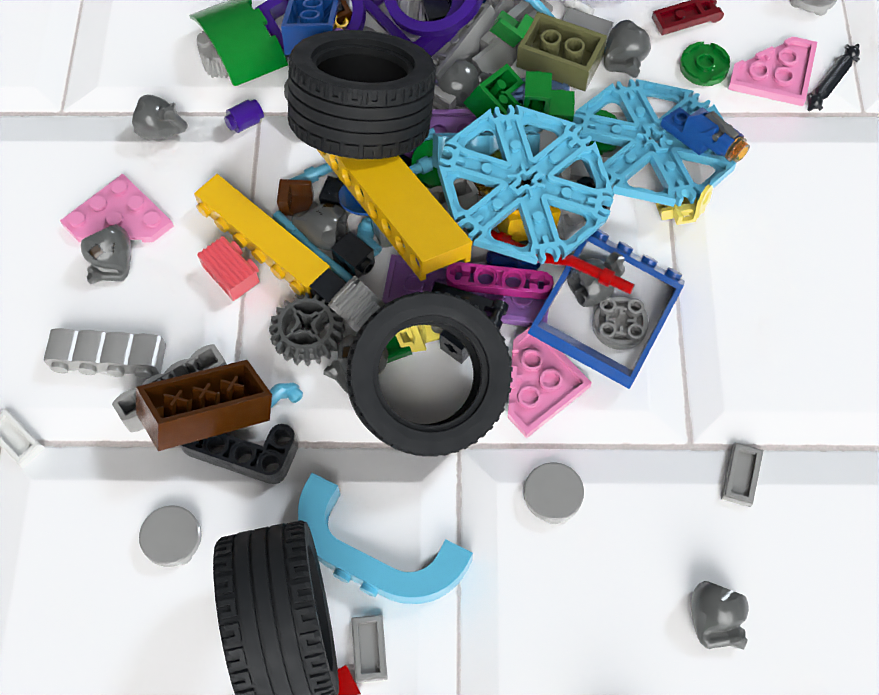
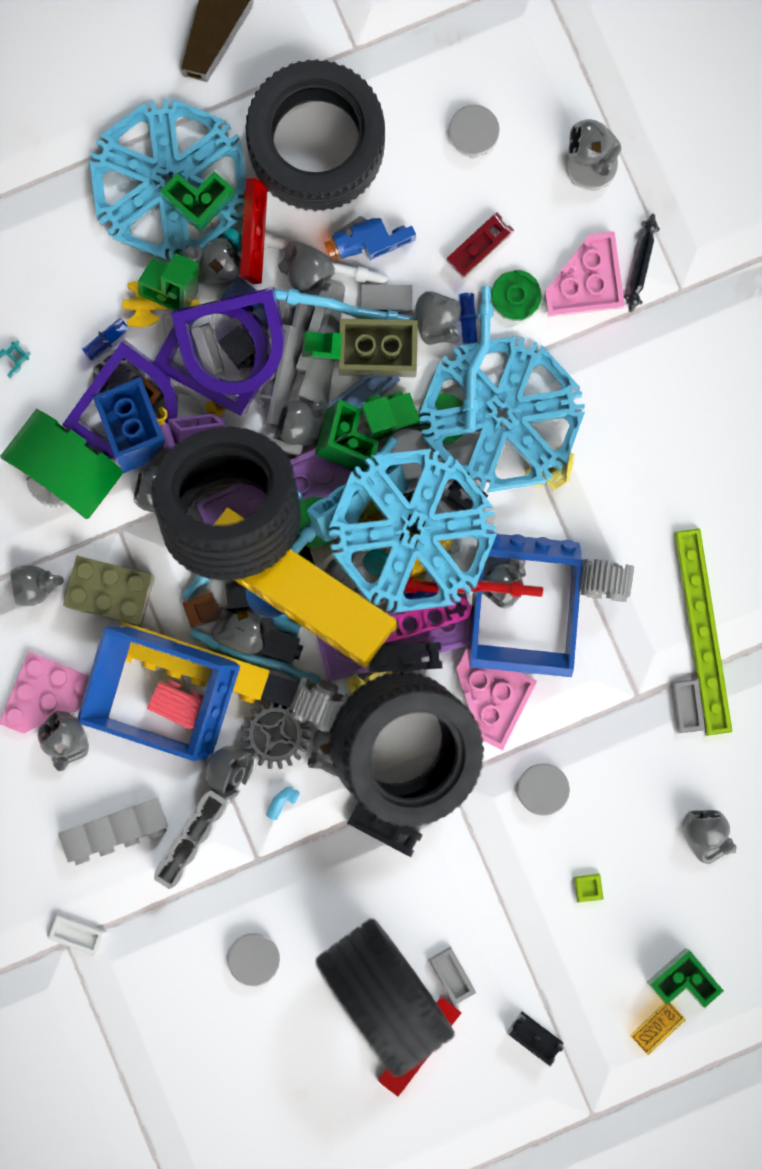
camera: 30 degrees left, 20 degrees up
(175, 212) = (105, 680): none -> blue window
(202, 404) = (231, 848): reddish brown brick -> none
(221, 147) = (109, 591): none -> olive brick
(243, 115) = (108, 542): dark purple brick -> none
(245, 339) = (227, 769): none -> dark grey cylinder
(260, 458) = (267, 866): black beam -> none
(369, 462) = (384, 831): none -> black plate
(373, 575) = (432, 921): medium azure arch -> none
(561, 618) = (588, 888): none -> lime tile
(620, 322) = (540, 614): light grey tile -> none
(628, 115) = (470, 404): none -> medium azure bar
(653, 61) = (468, 318): none -> clear blue axle
(701, 313) = (606, 579): none -> light grey brick
(706, 131) = (547, 397): blue plate -> none
(783, 413) = (703, 631): none -> lime tile

